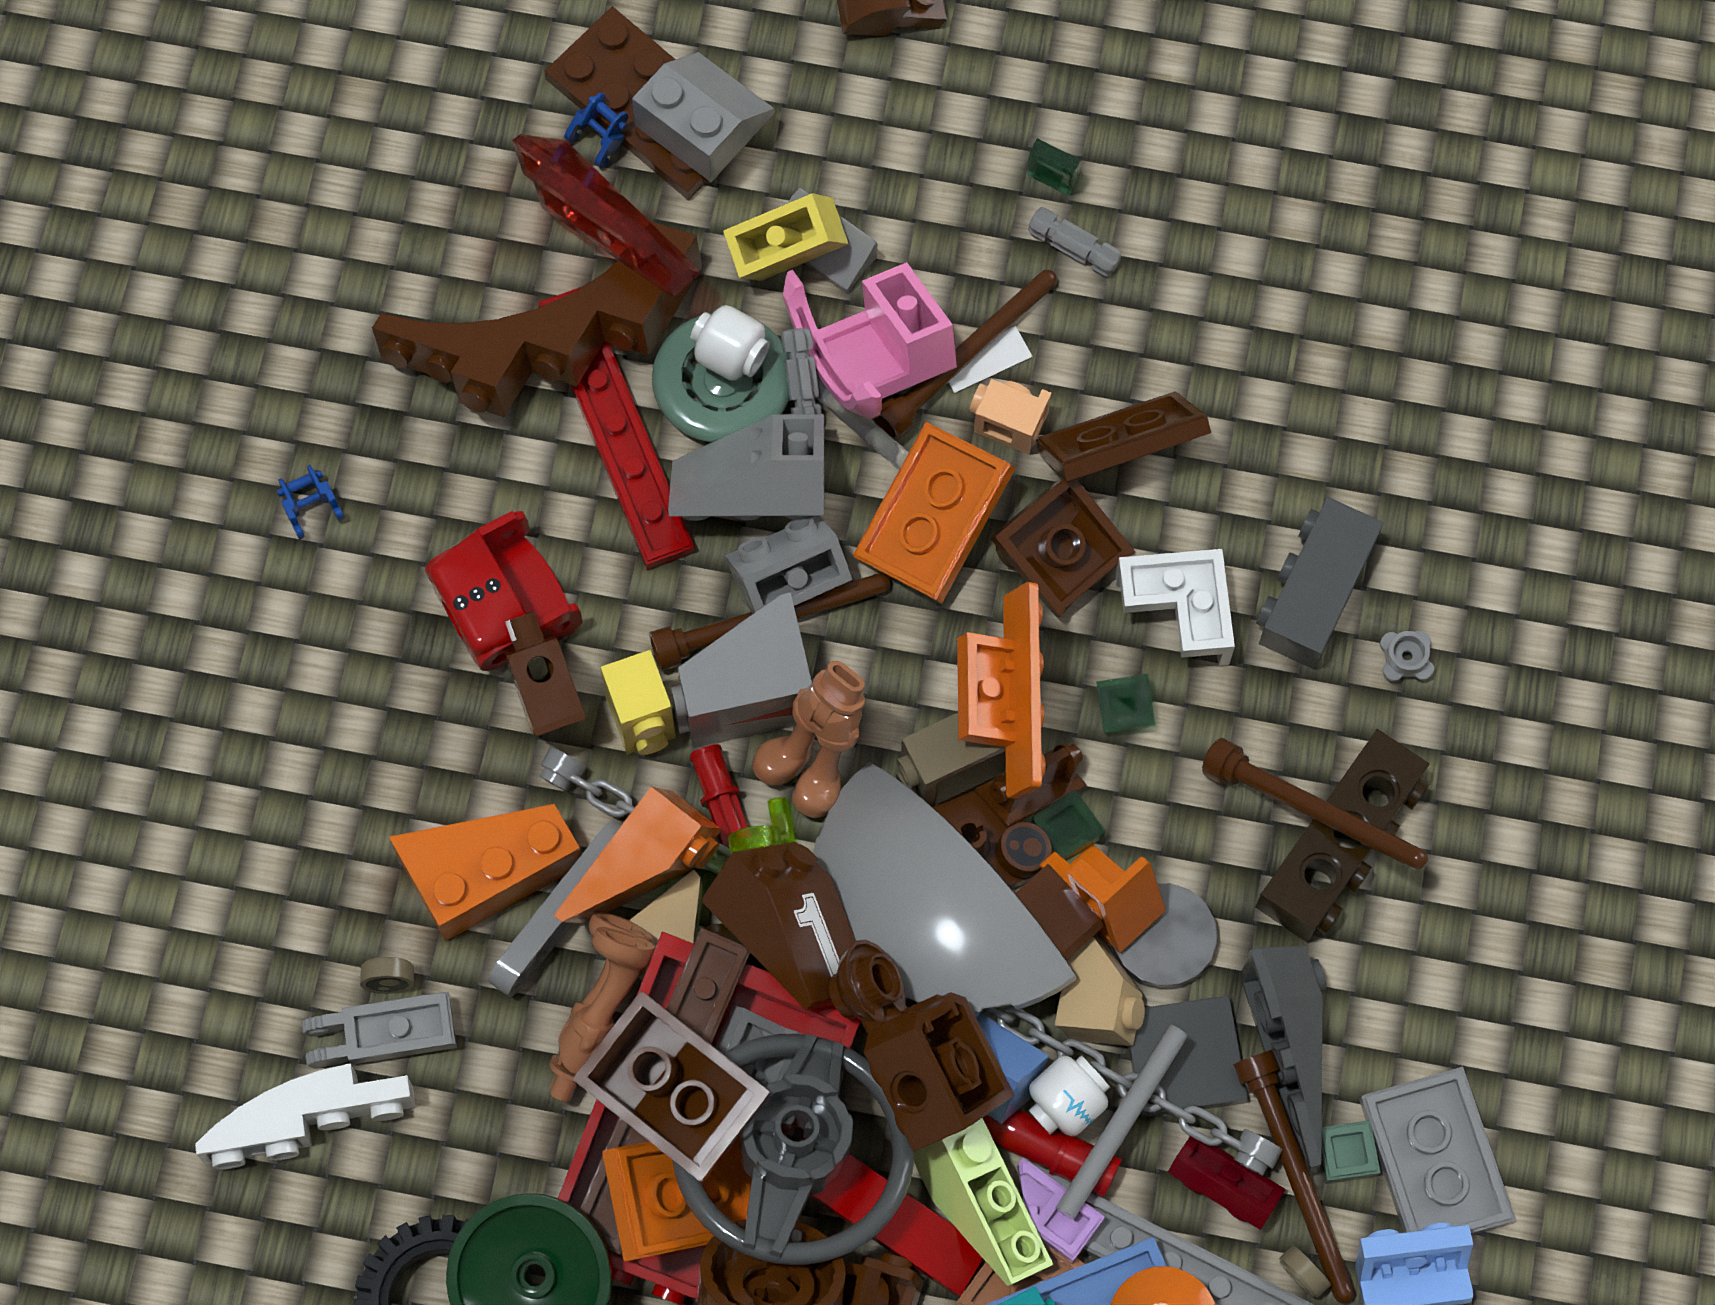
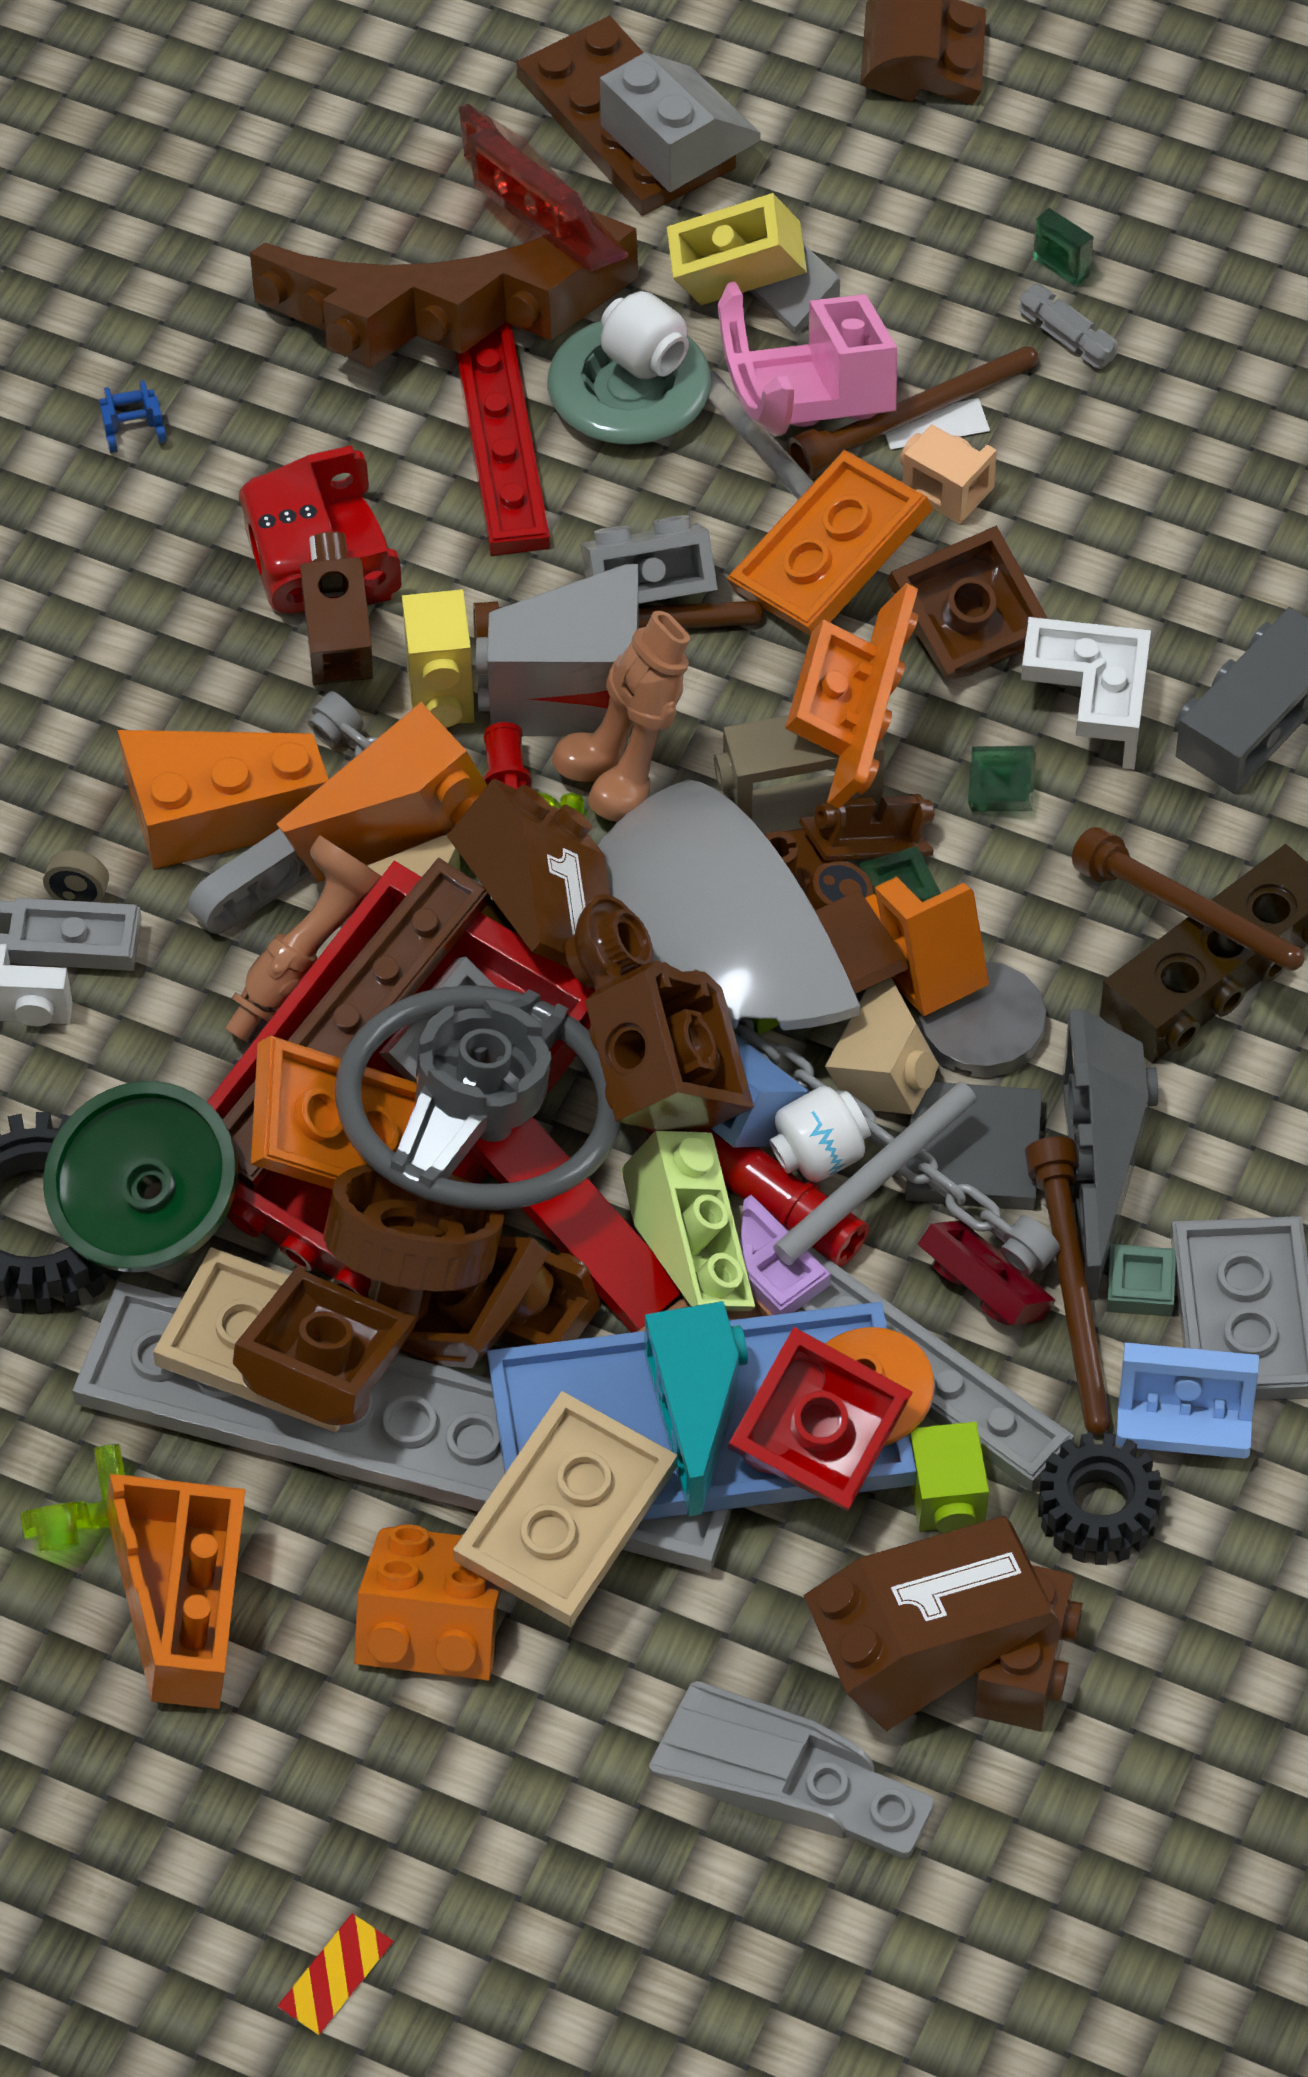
camera: 15 degrees right, 15 degrees down
(612, 136) = (571, 132): blue piece -> none
(672, 1086) = (351, 981): reddish brown slope -> none
(754, 472) = (660, 463): light grey slope -> none
(800, 371) = (717, 392): light grey axle -> none
(1122, 435) = (1068, 506): reddish brown tile -> none
(1304, 1272) = (1053, 1384): dark tan tile -> none

